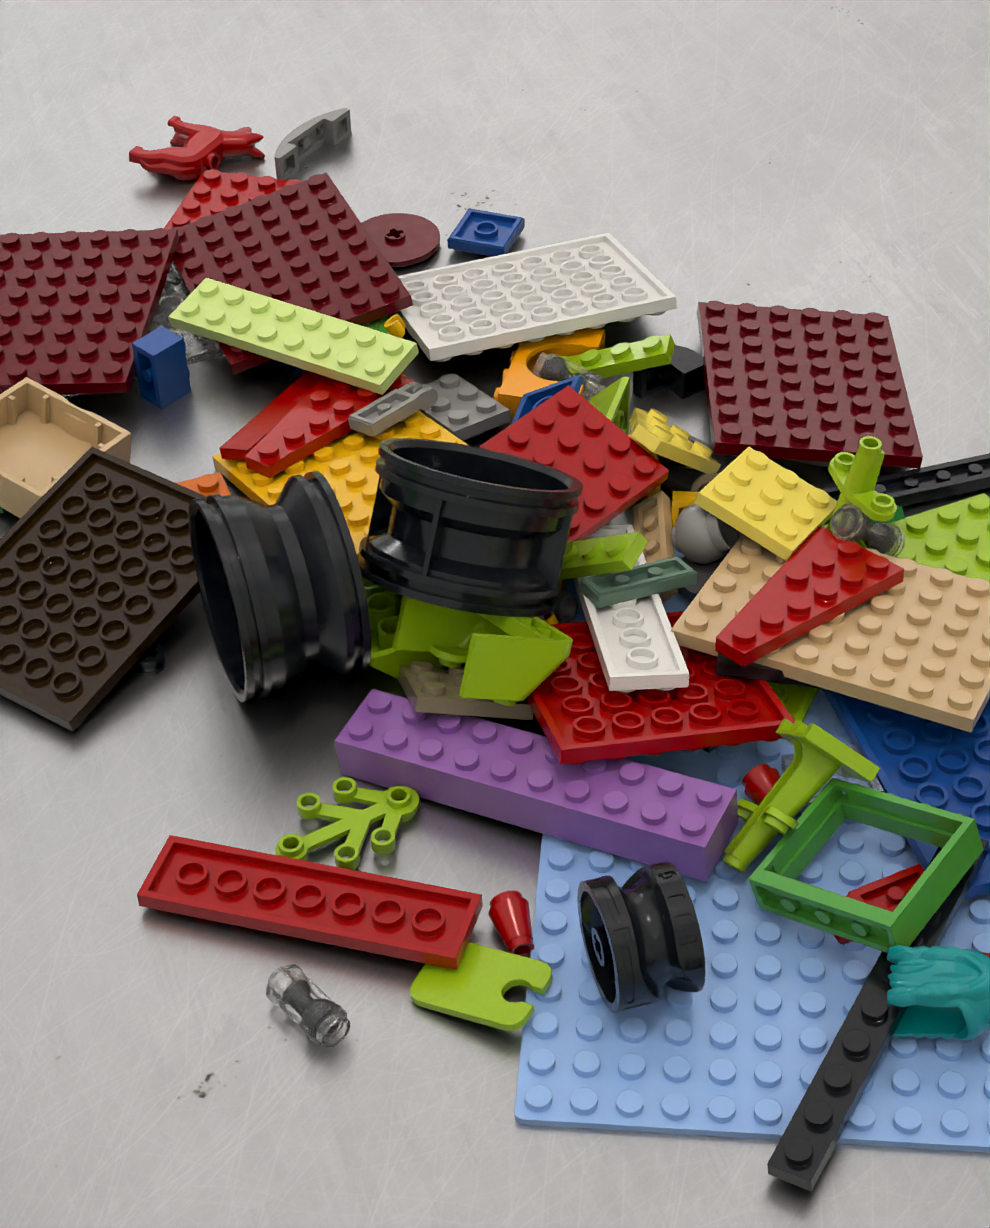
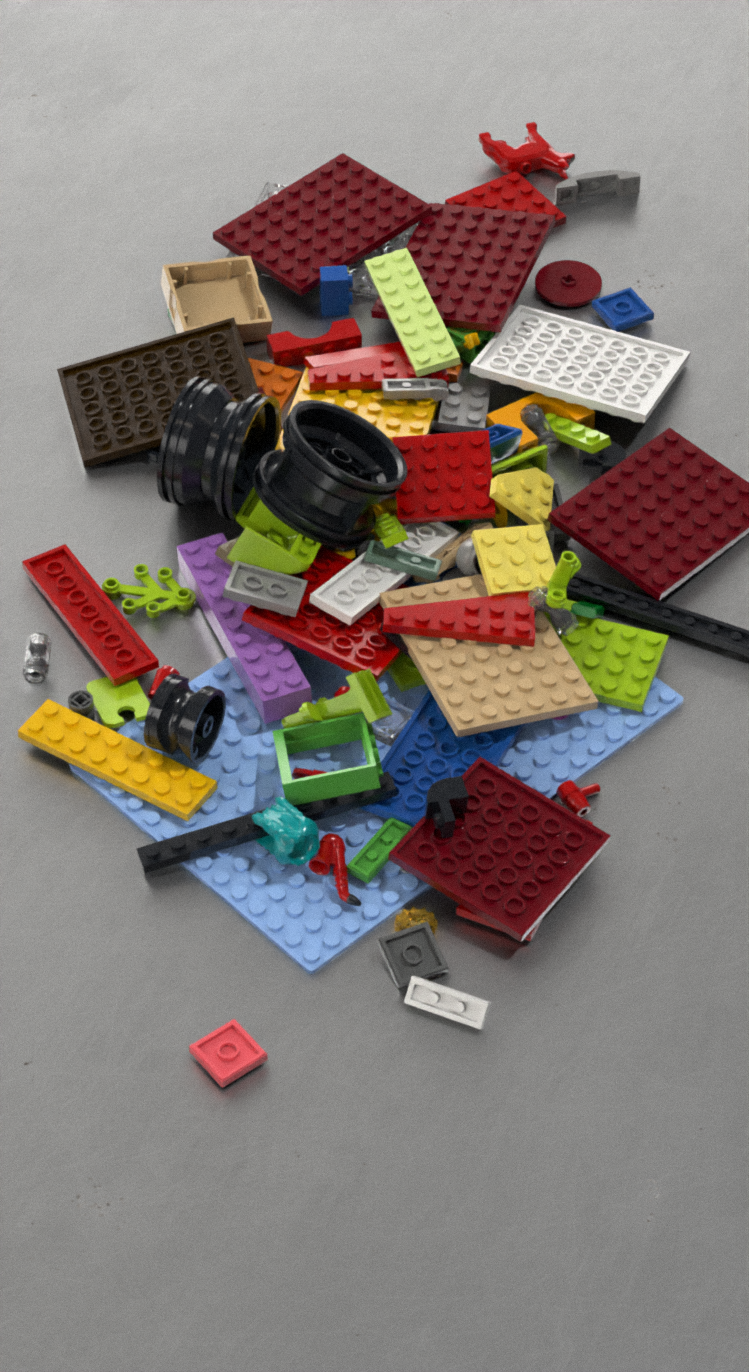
camera: 40 degrees right, 5 degrees up
(184, 454) = (290, 350): none -> red arch
(450, 1029) = (82, 703): none -> dark grey wheel
(551, 705) = (265, 588): none -> light grey plate
(583, 1063) = (118, 759): none -> yellow plate

